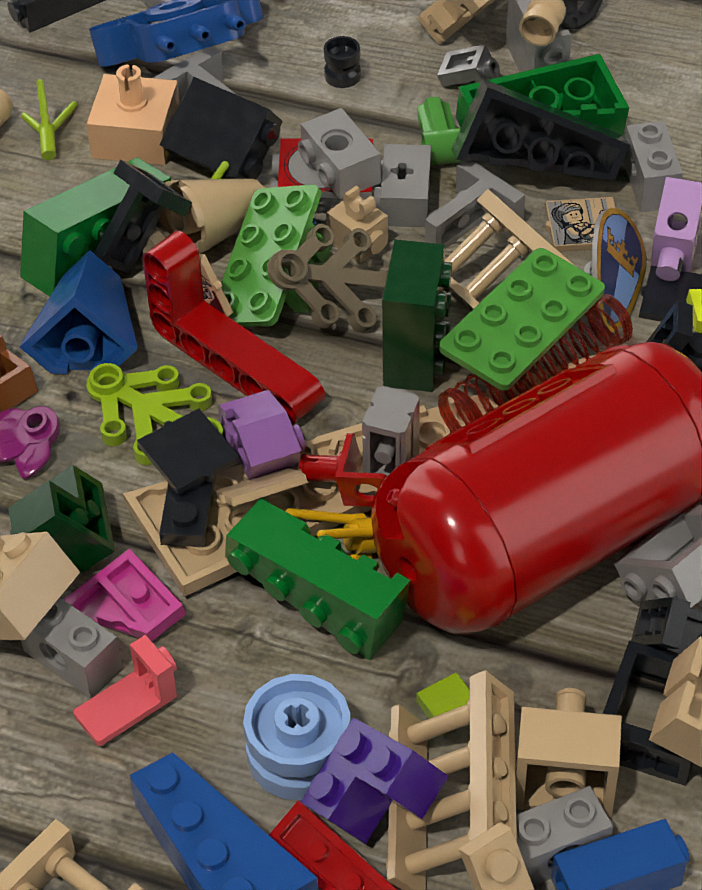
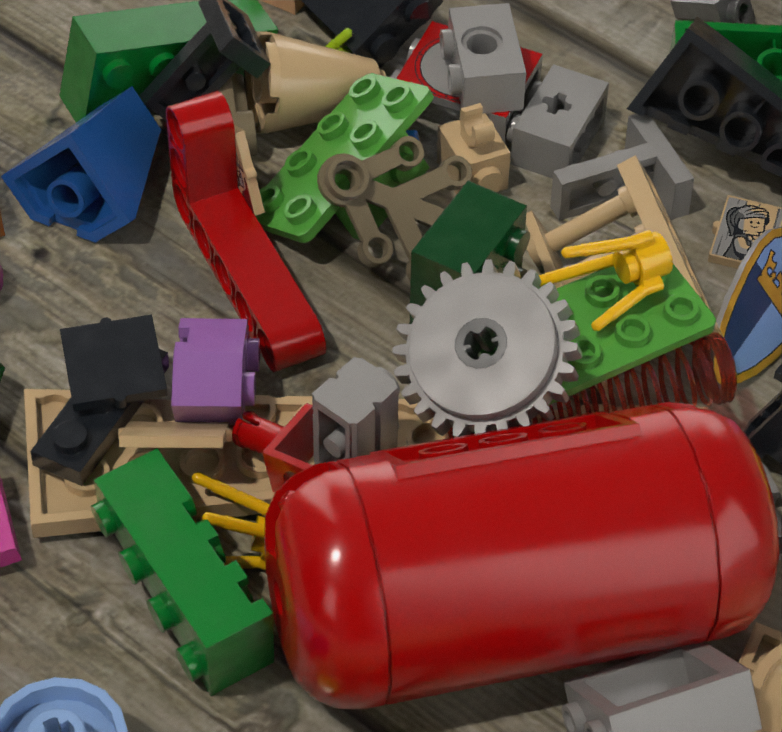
camera: 20 degrees right, 0 degrees up
(110, 384) = (87, 253): lime plant -> none
(438, 130) = (635, 63): bright green piece -> none
(447, 334) = (485, 314): none -> light grey gear
(536, 260) = (635, 259): none -> yellow plant

